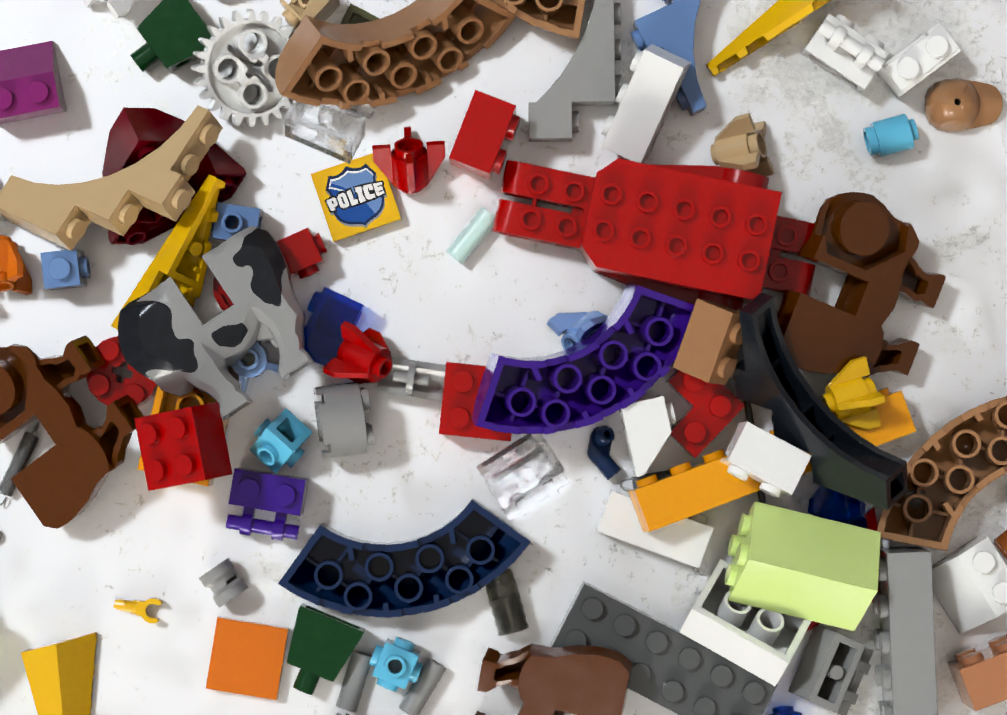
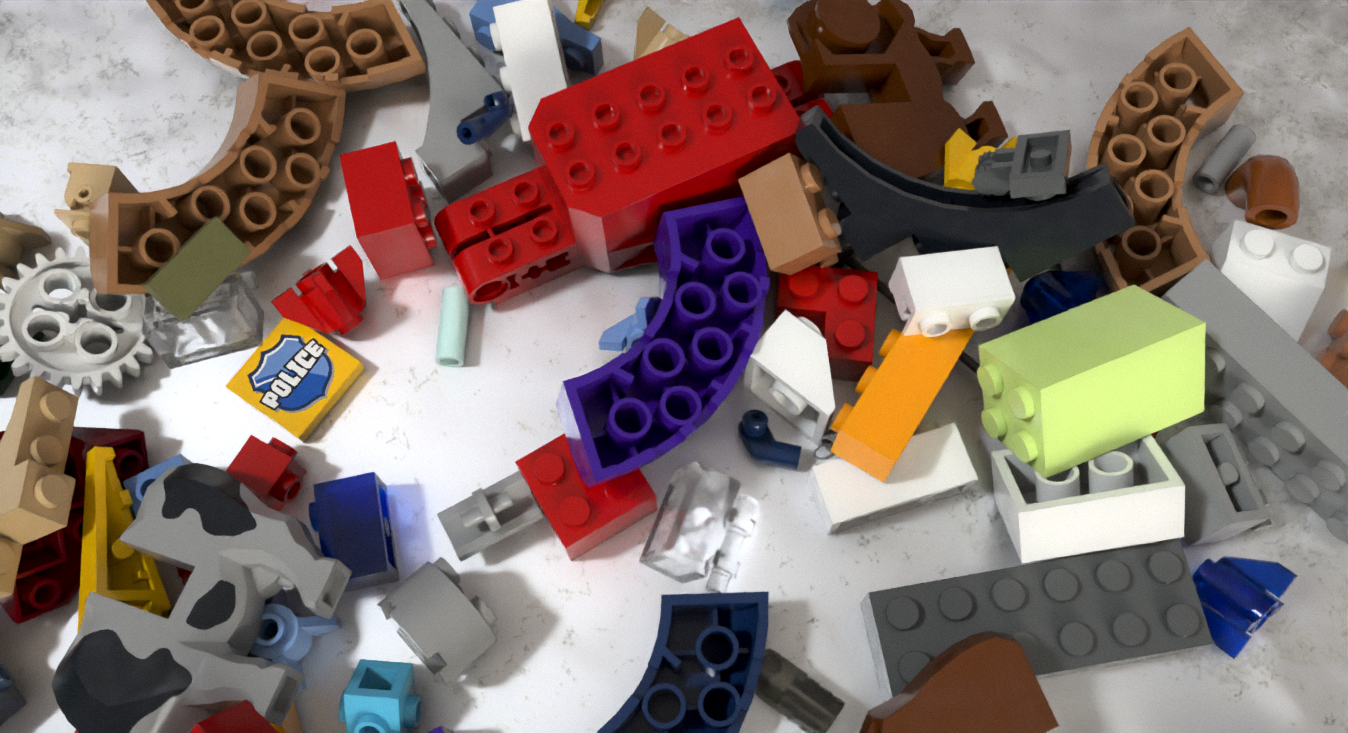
camera: 35 degrees left, 20 degrees down
(342, 103) = (197, 269): none -> olive tile
(360, 356) = (408, 529): red brick -> none
(590, 117) = (486, 124): none -> dark blue arm
(864, 429) = (1030, 170): none -> dark grey hinge

